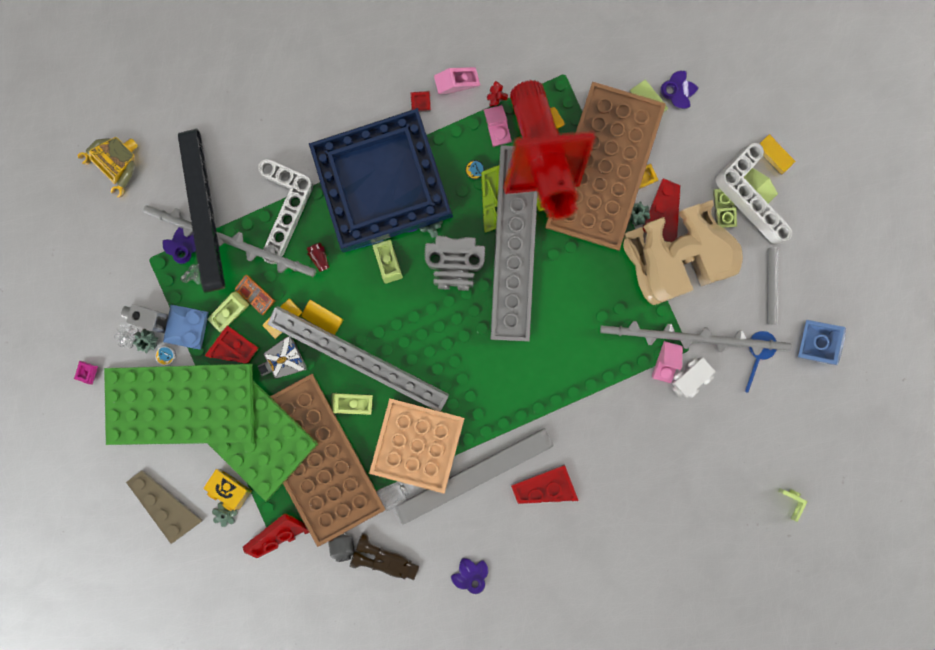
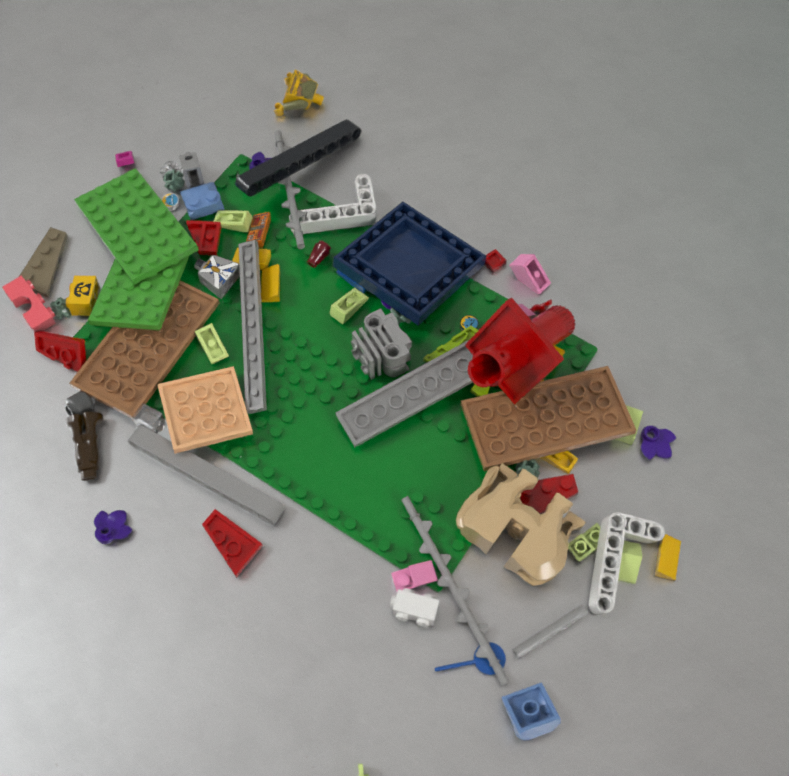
camera: 55 degrees right, 25 degrees down
(190, 542) = (21, 293): none -> coral arch

